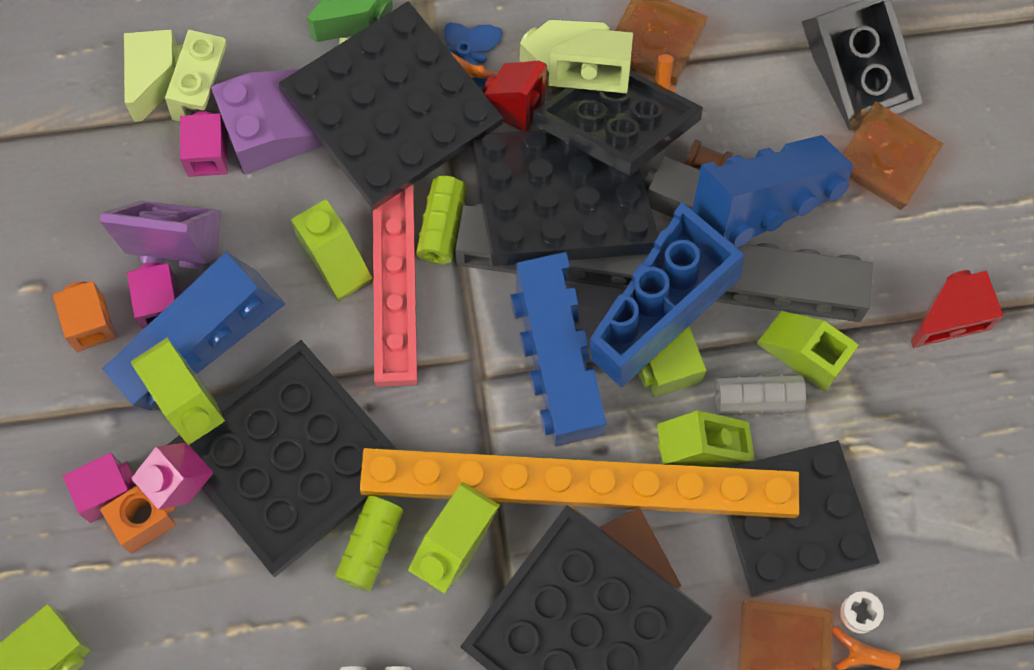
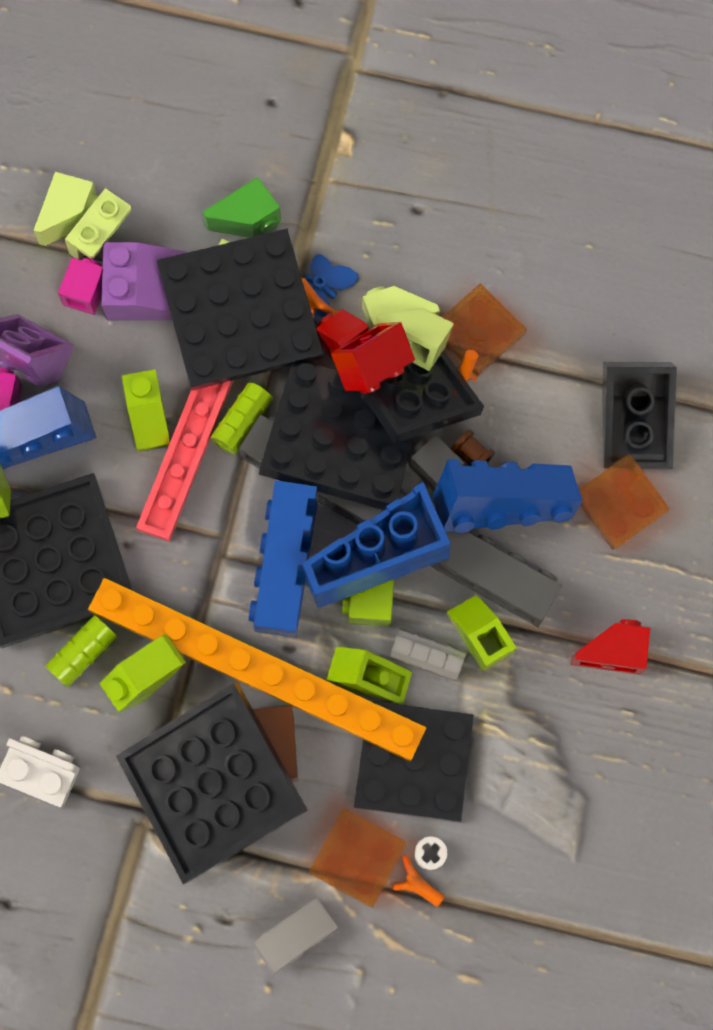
camera: 20 degrees right, 5 degrees up
(567, 92) = (373, 357): none -> red brick

